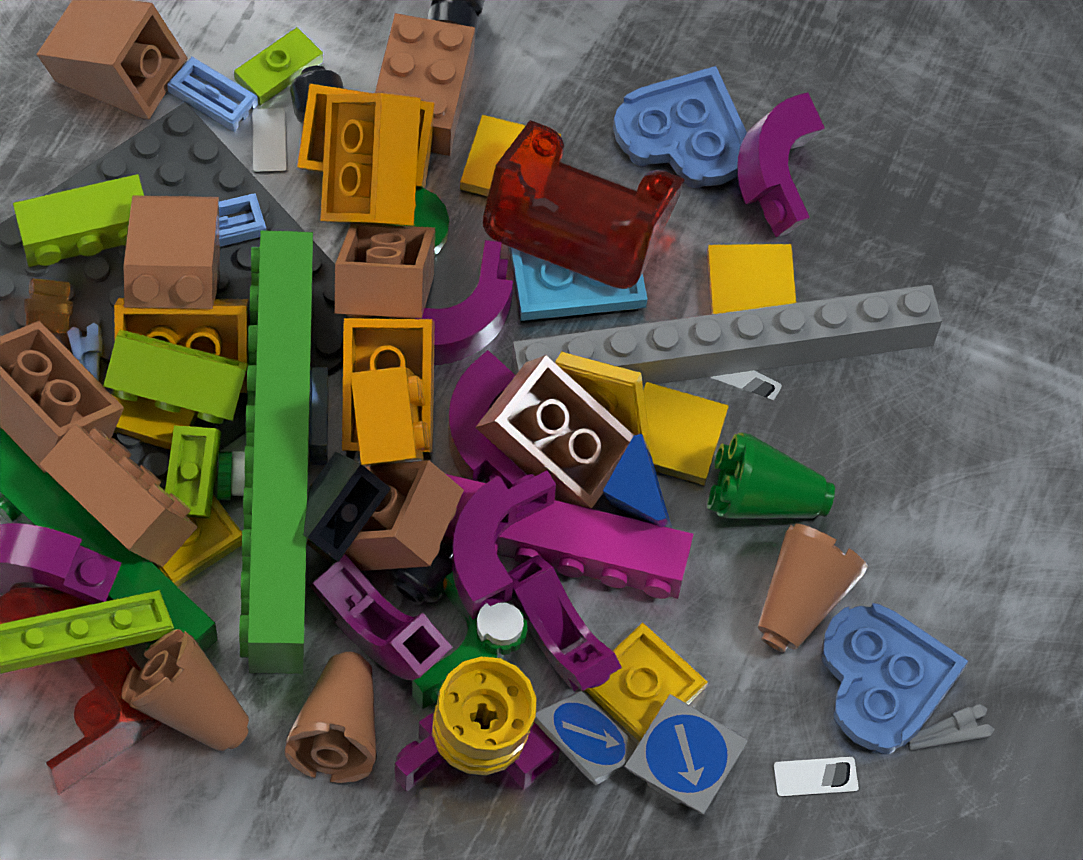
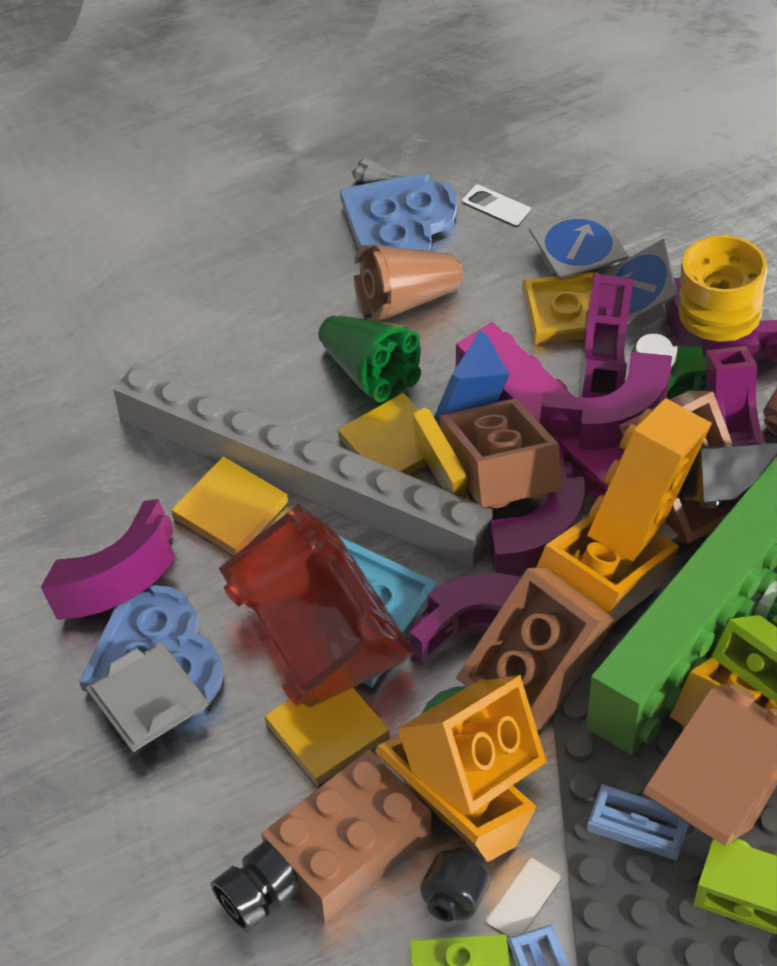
camera: 135 degrees left, 10 degrees down
(655, 85) = (146, 695): none -> light grey piece

